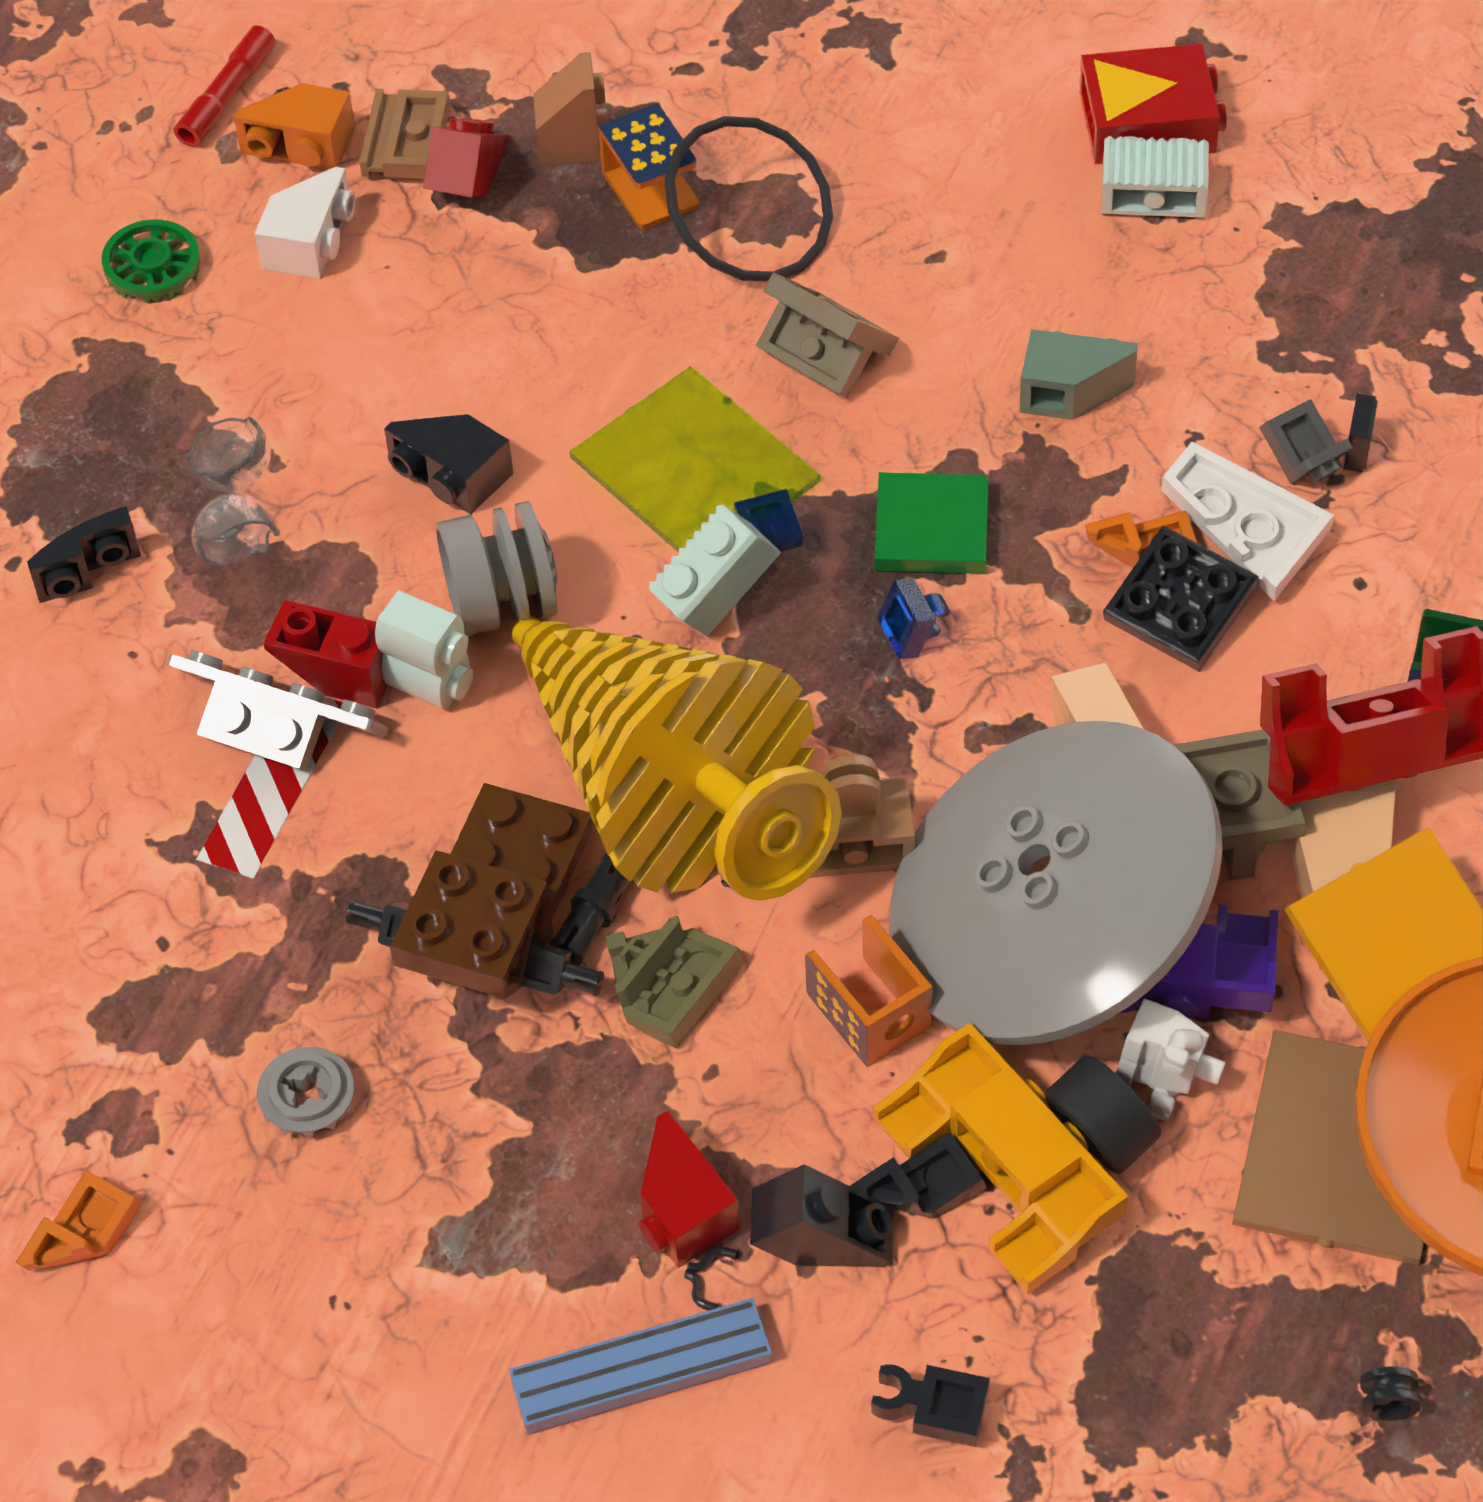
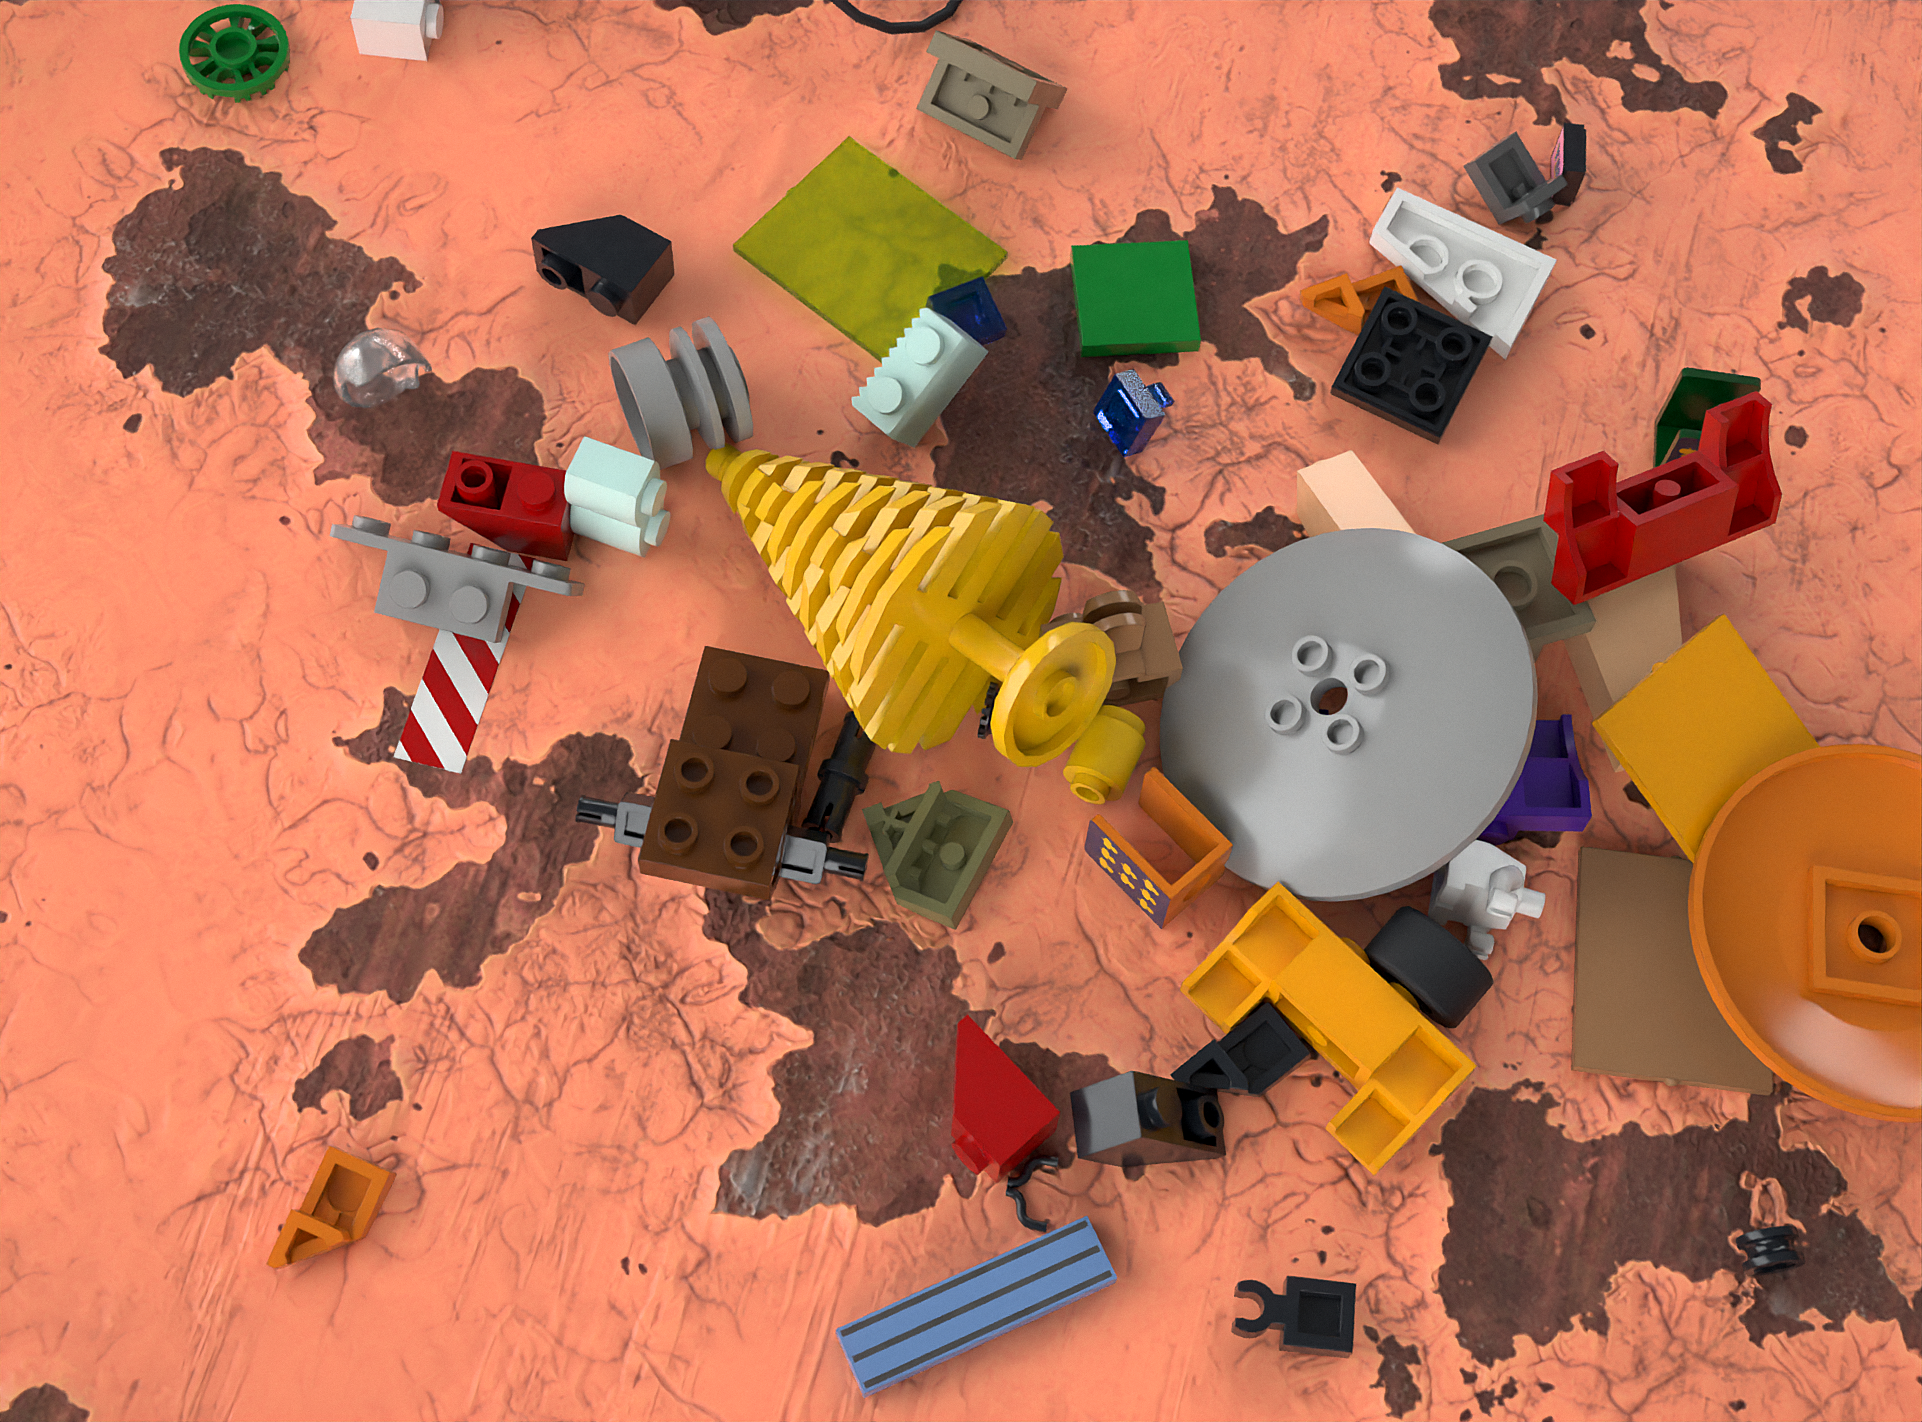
camera: 15 degrees left, 10 degrees up
(64, 563) = (193, 423): black slope -> none
(230, 455) = (361, 278): clear hair -> none
(297, 1071) = (547, 998): light grey gear -> none
(835, 908) = (1105, 755): none -> yellow brick
(1074, 373) = (1259, 117): sand green slope -> none

